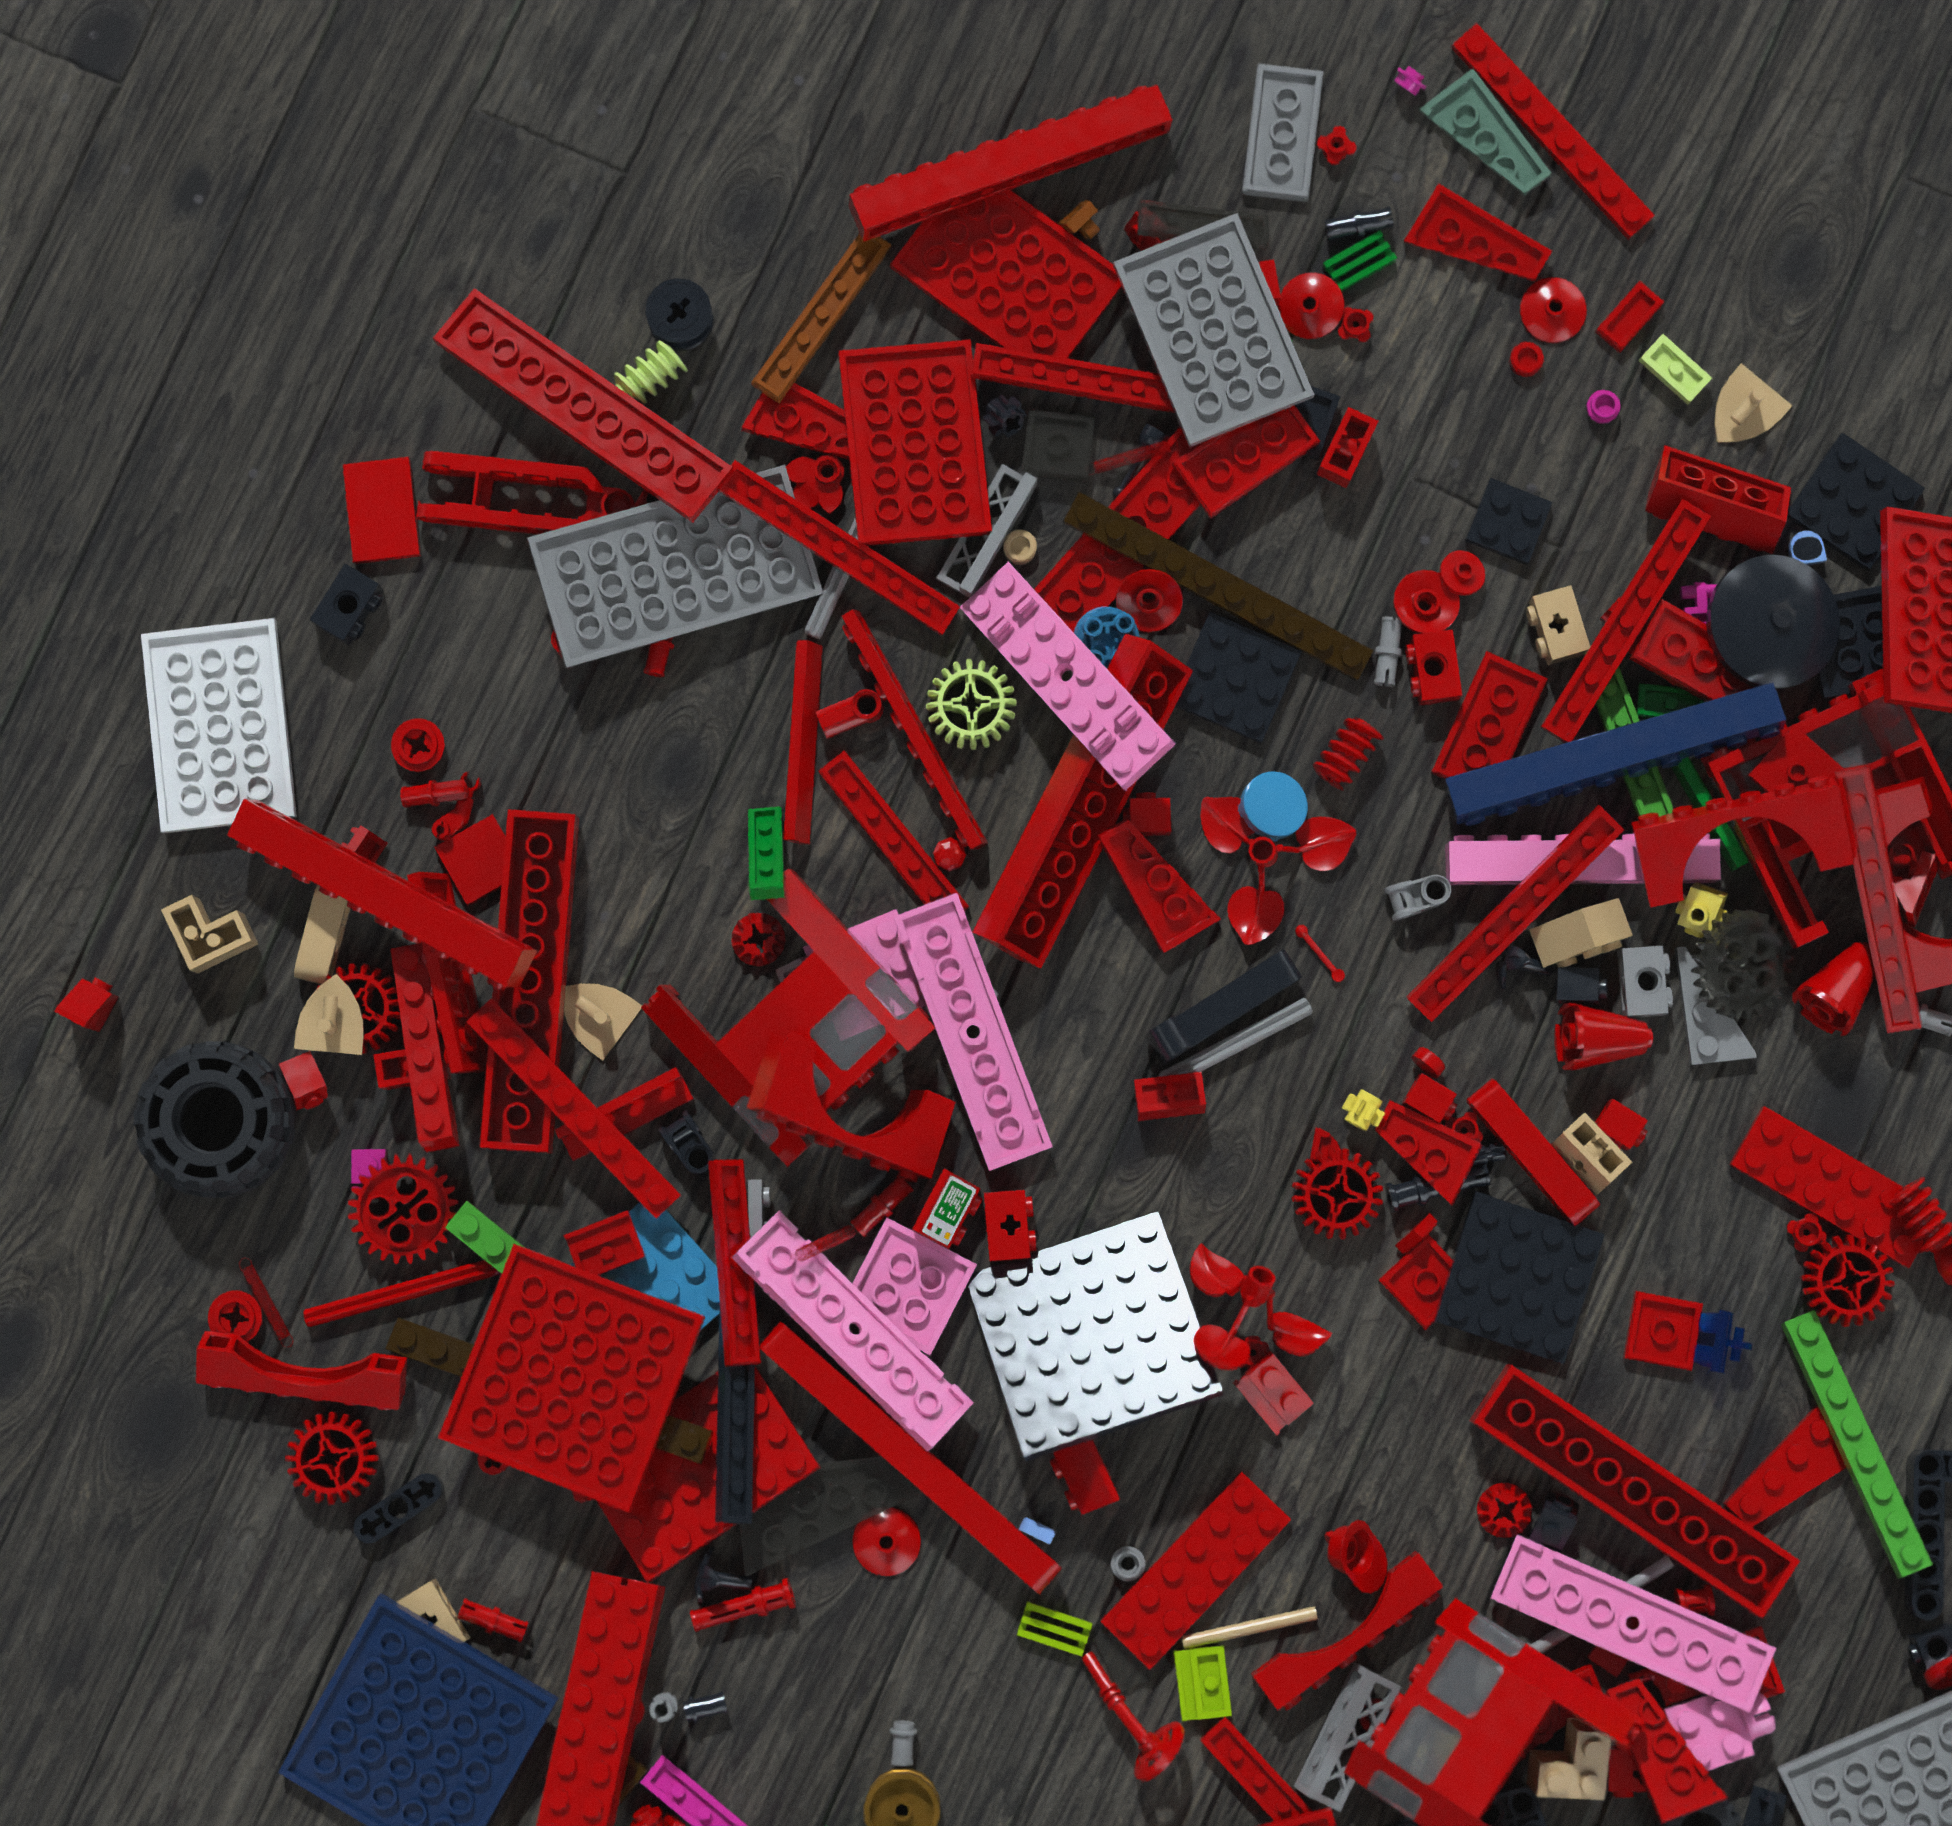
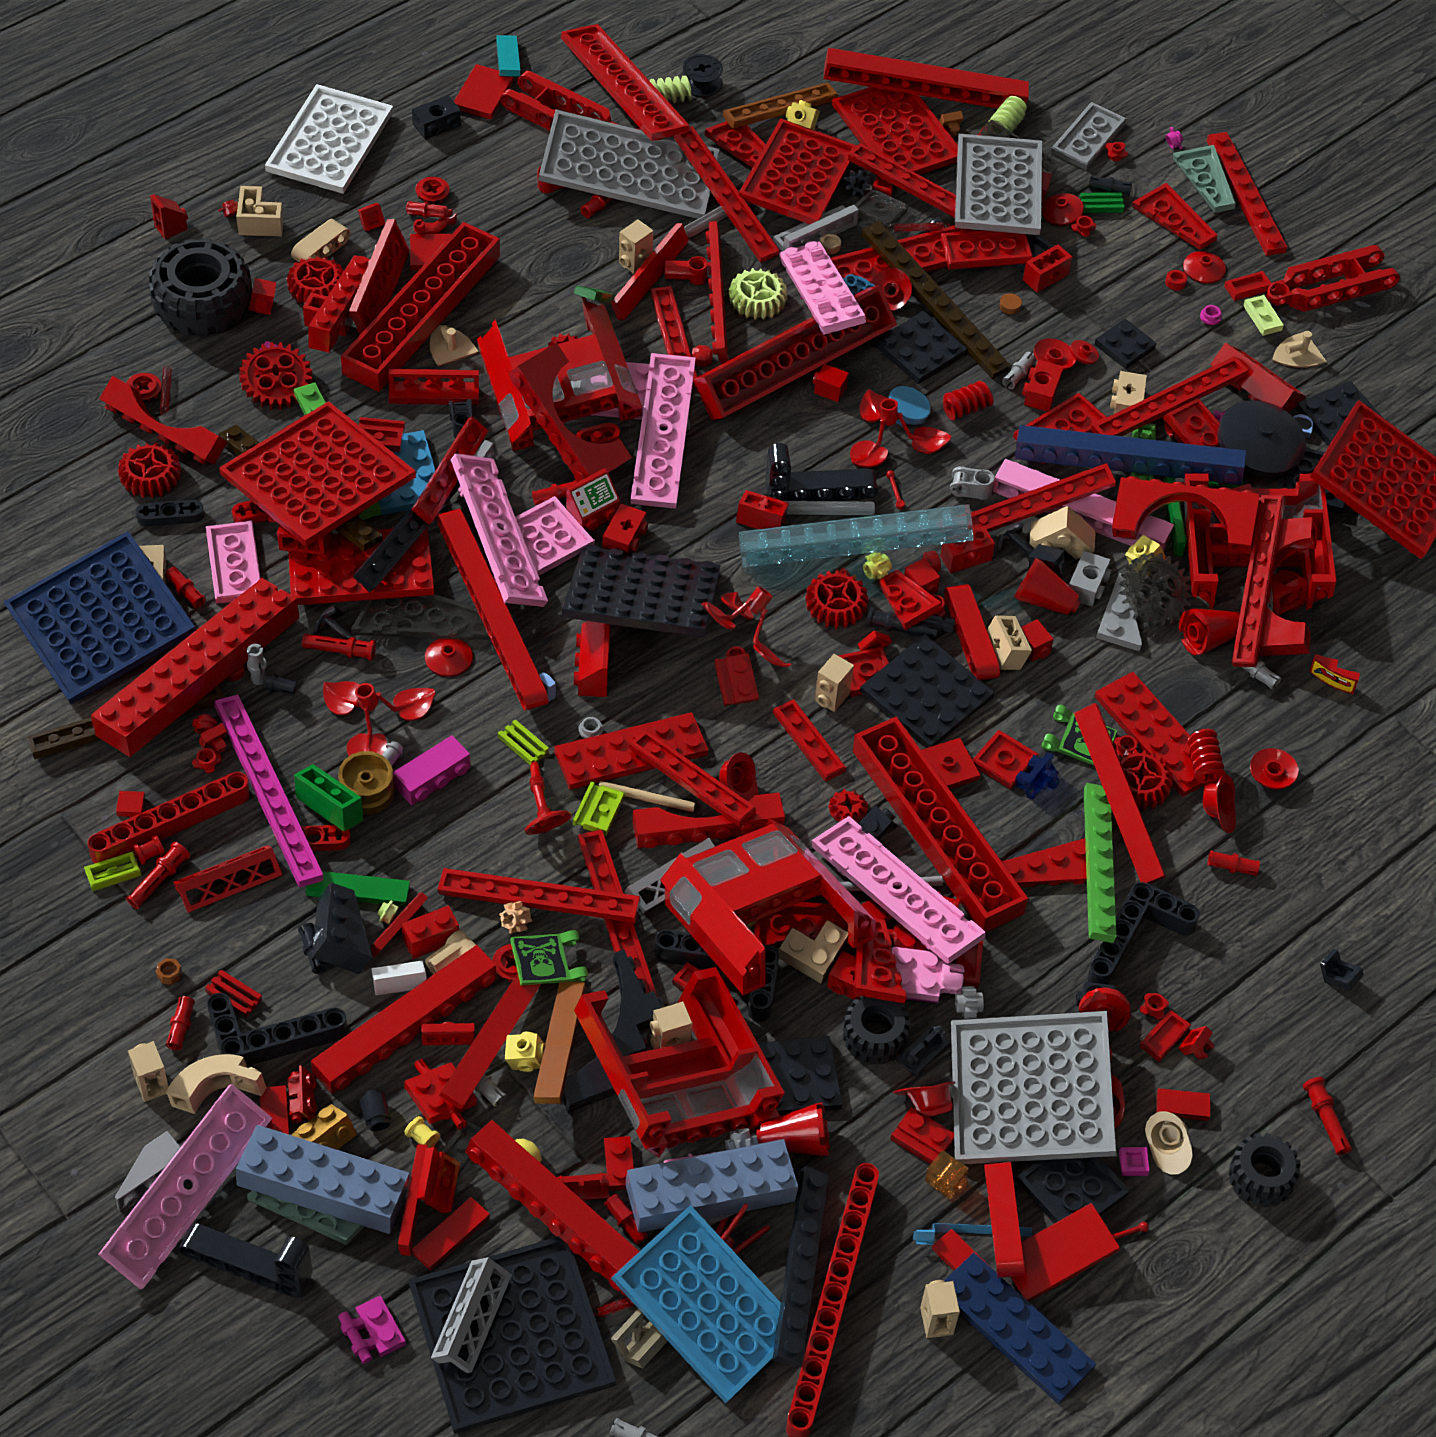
camera: 20 degrees right, 30 degrees down
(159, 937) = (229, 208): none -> red plate
(331, 1020) = (297, 273): tan shield -> none
(380, 423) = (508, 55): none -> teal tile
(381, 893) = (368, 218): red brick -> none
(398, 1293) = (236, 414): red axle -> none
(528, 1540) = (232, 559): none -> bright pink tile
(573, 1108) = (407, 361): red plate -> none
(764, 719) = (635, 245): none -> tan brick
(793, 1683) = (344, 696): none -> red plant
(812, 486) = (735, 170): red plate -> none
(825, 1247) = (507, 487): red piece -> none
(865, 325) = (809, 116): none -> light yellow brick
(887, 1080) = (600, 433): none -> red plate
(969, 1739) = (431, 770): none -> dark pink brick
(1040, 399) = (883, 186): none -> red tile
(1154, 166) = (1010, 113): none -> yellowish green piece
(1160, 895) = (814, 412): red wing -> none
(1301, 1589) = (692, 778): none -> red tile
(1319, 1090) = (856, 536): none -> clear light blue brick
(1320, 530) = (1010, 304): none -> dark orange tile
(1404, 1345) = (834, 683): none -> tan brick
(1407, 1431) = (809, 740): none -> red tile
(1466, 1019) = (968, 553): none -> red brick
(1597, 1379) = (952, 763): none -> red plate
(1687, 309) = (1350, 264): none -> red piece
(1749, 1246) = (1072, 741): none -> bright green flag
(1789, 1733) = (969, 1002): none -> light grey gear
(1838, 1330) = (1119, 794): none -> red tile

